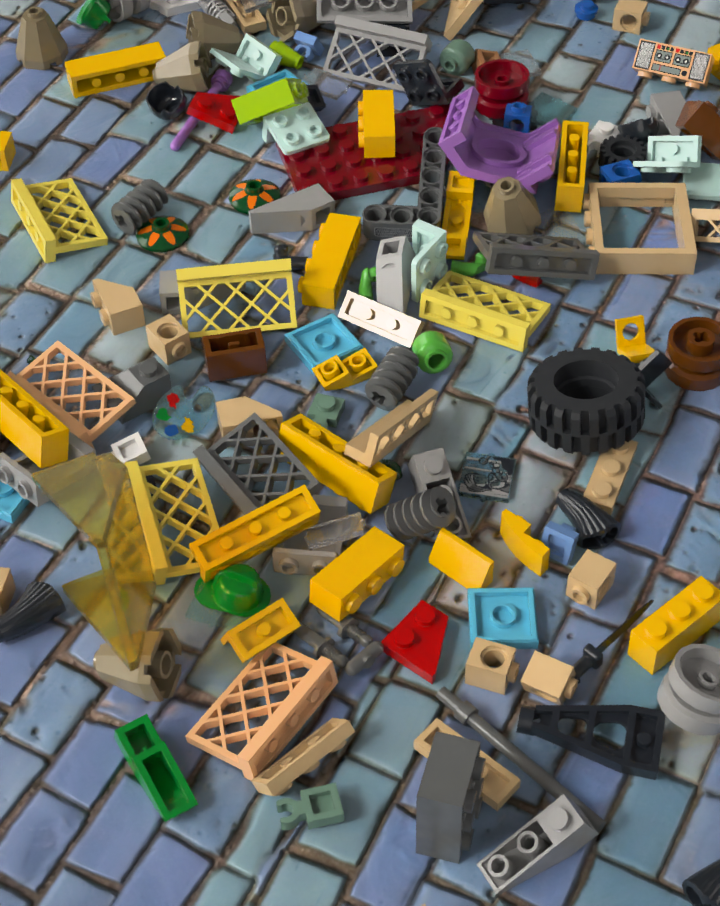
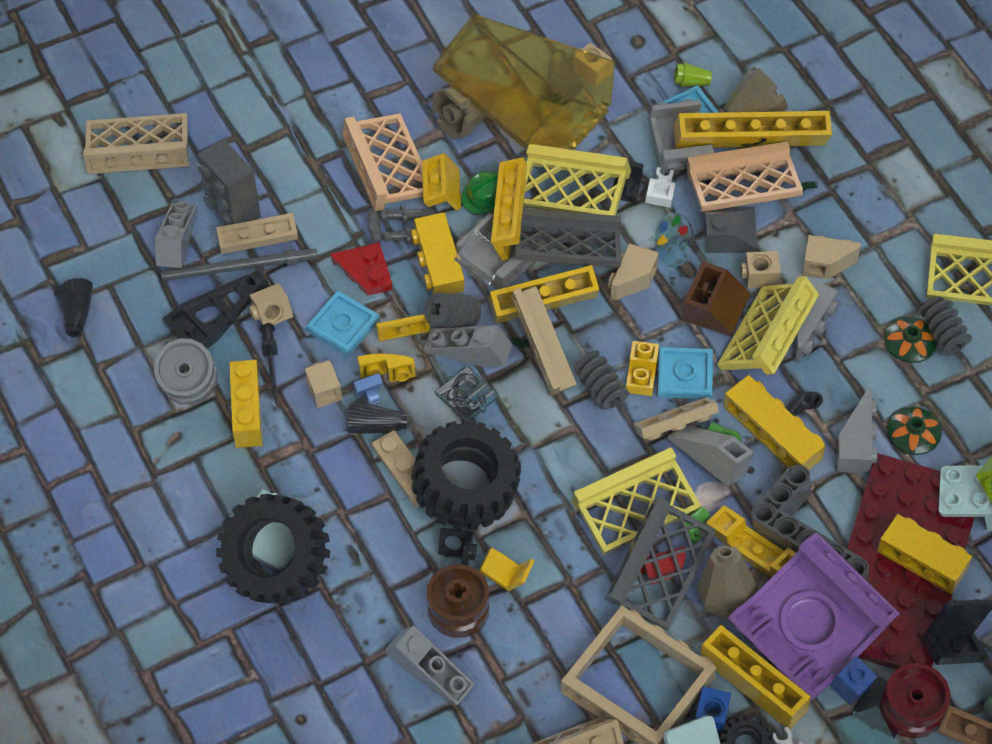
camera: 125 degrees right, 10 degrees up
(155, 768) = (389, 86): green slope -> none
(303, 757) = (332, 157): tan plate -> none
(317, 807) = (296, 147): sand green plate -> none
(326, 410) = (610, 331): sand green plate -> none
(430, 259) = (714, 487): light aqua bracket -> none
(433, 352) = (610, 427): bright green head -> none
(486, 654) = (308, 276): tan brick -> none

